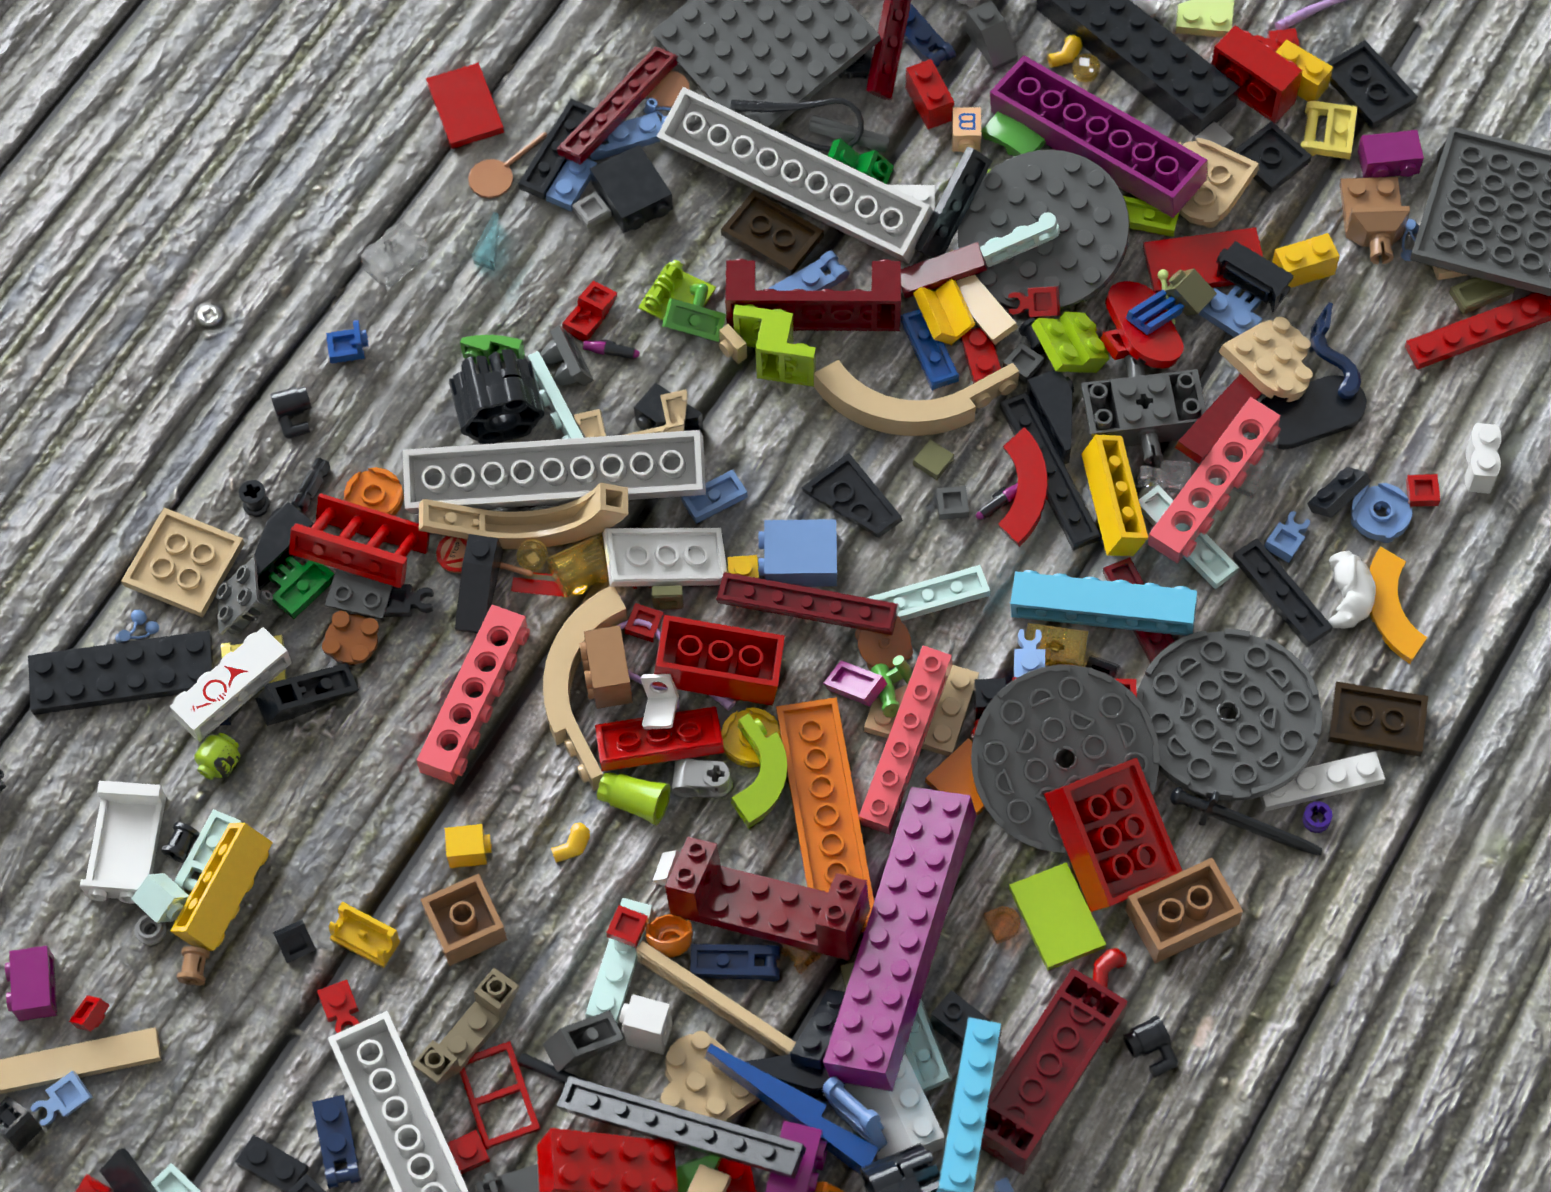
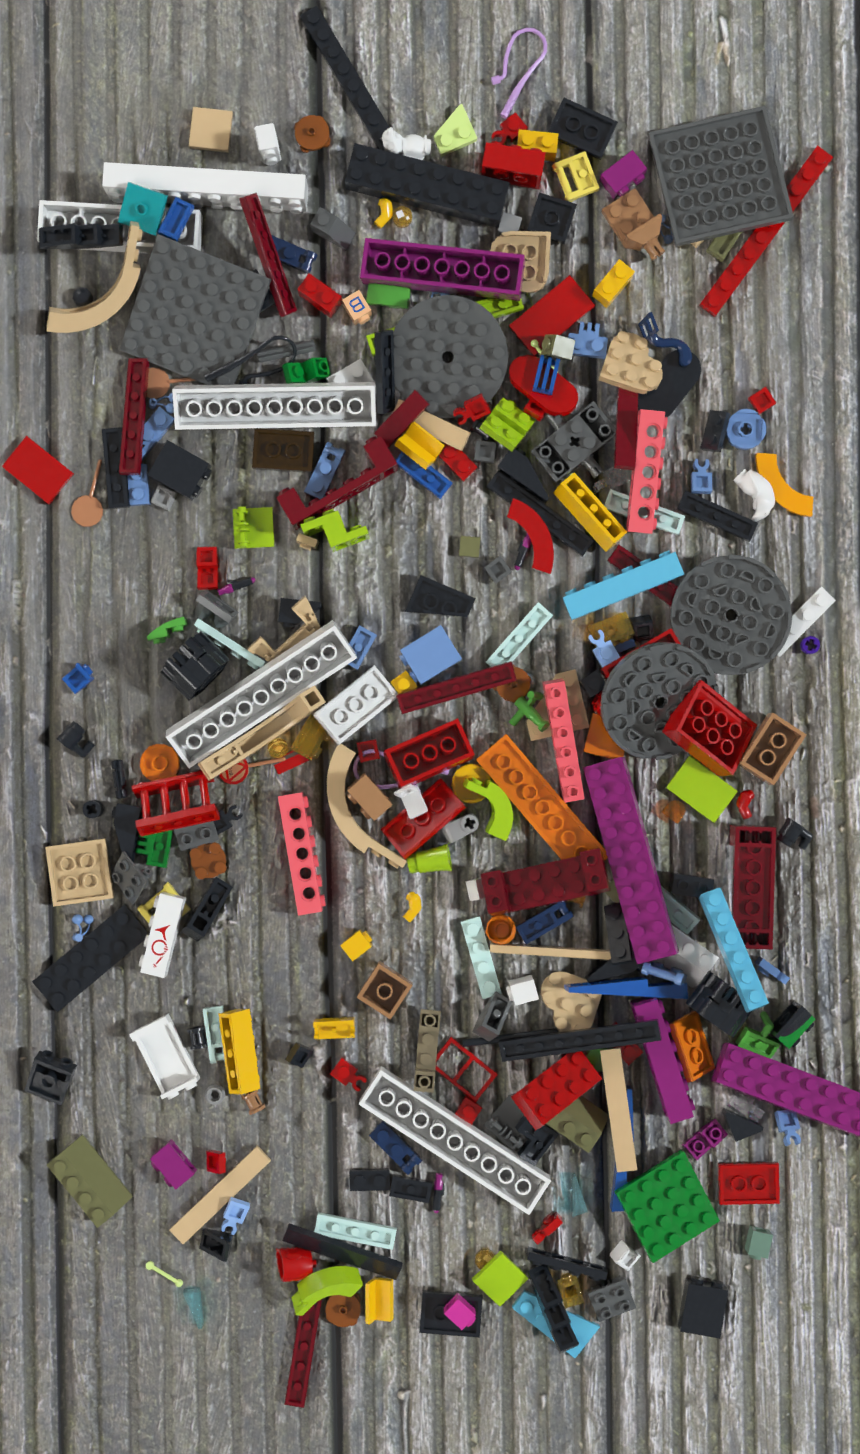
camera: 35 degrees left, 25 degrees up
(160, 898) = (210, 1077): light aqua brick -> none
(217, 756) = (182, 976): lime head -> none
(394, 254) = (68, 611): clear brick -> none
(477, 581) = (259, 786): black slope -> none
(486, 249) = (118, 562): clear light blue piece -> none
(627, 926) = (477, 941): red plate -> none
(667, 597) = (372, 728): olive tile -> none
(693, 317) = (275, 539): bright green plate -> none
(855, 683) = (512, 719): tile -> none
(909, 416) = (427, 534): tan arch -> none
(1021, 240) = (441, 374): light aqua plate -> none
(1212, 809) = (753, 677): black sword -> none
(1254, 274) = (589, 313): black window -> none
(1378, 719) = (812, 565): dark brown plate -> none
(1483, 458) = (784, 356): white brick -> none

